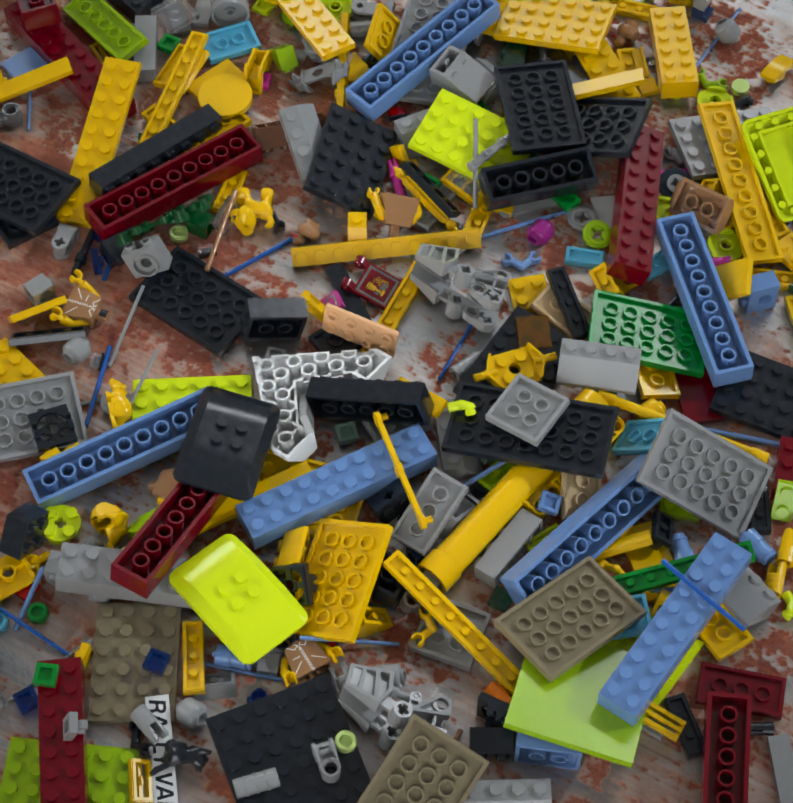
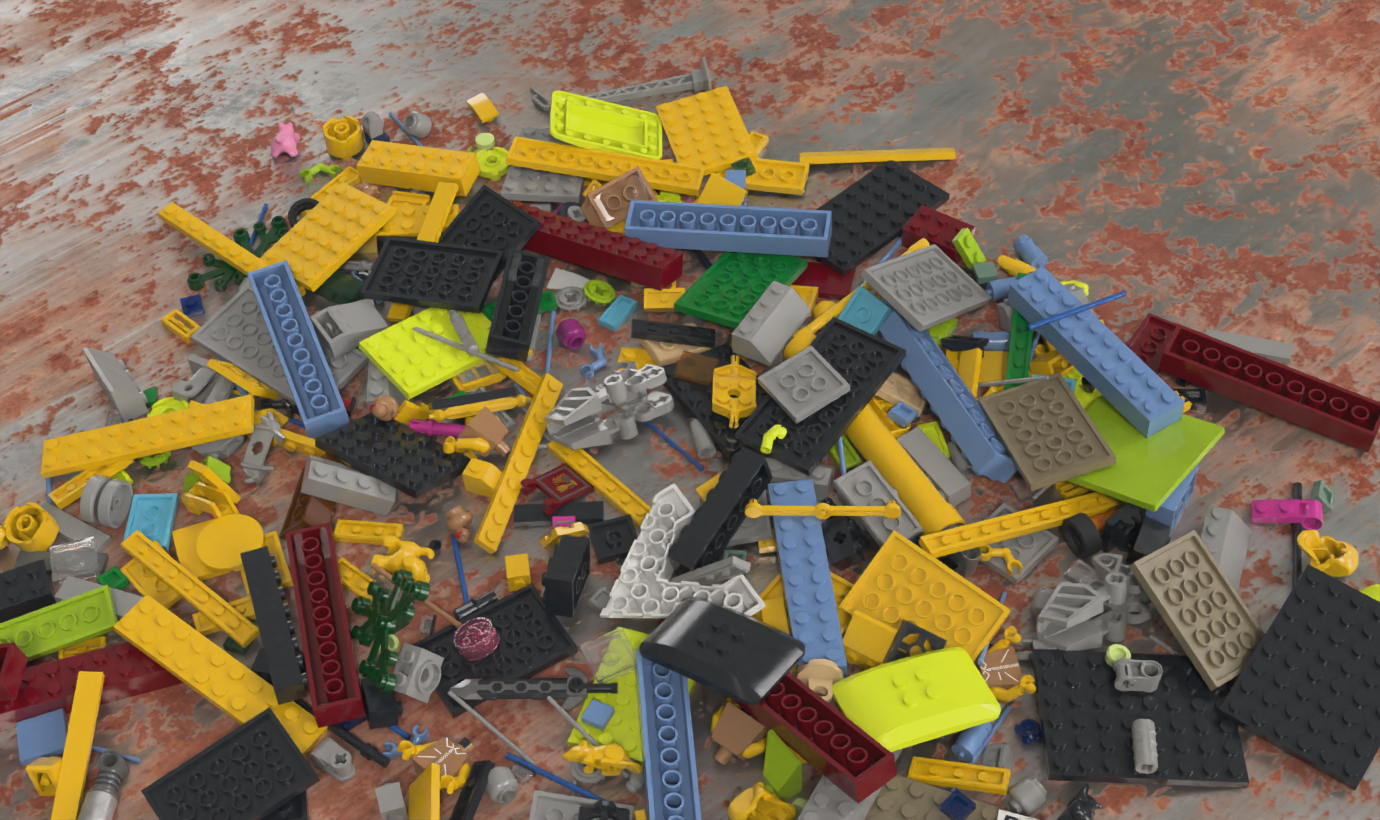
camera: 65 degrees left, 10 degrees down
(97, 261) = (383, 733): clear blue plate -> none
(98, 284) = (416, 740): none -> medium blue arm
(157, 388) = (598, 715): none -> medium blue tile
(175, 363) = (572, 689): none -> sword
(191, 282) = (476, 638): none -> clear pink wheel
(216, 373) = (609, 655): none -> clear tile
(232, 521) = (820, 676): none -> tan tile
(233, 273) = (474, 605): none -> black axle
(268, 59) = (212, 479): none -> yellow tile
(275, 287) = (518, 571): none -> yellow brick
(278, 179) = (365, 531): none -> yellow tile
(359, 329) = (625, 502): light nougat bracket -> none
(390, 134) = (384, 408): none -> medium nougat animal
(473, 683) = (1081, 535): none -> black tyre
(500, 600) = (986, 494): clear green tile -> none
(622, 576) = (1013, 381): none -> light grey piece
(744, 100) = (504, 142): black arm -> none
(767, 523) = (985, 272): none -> sand green tile

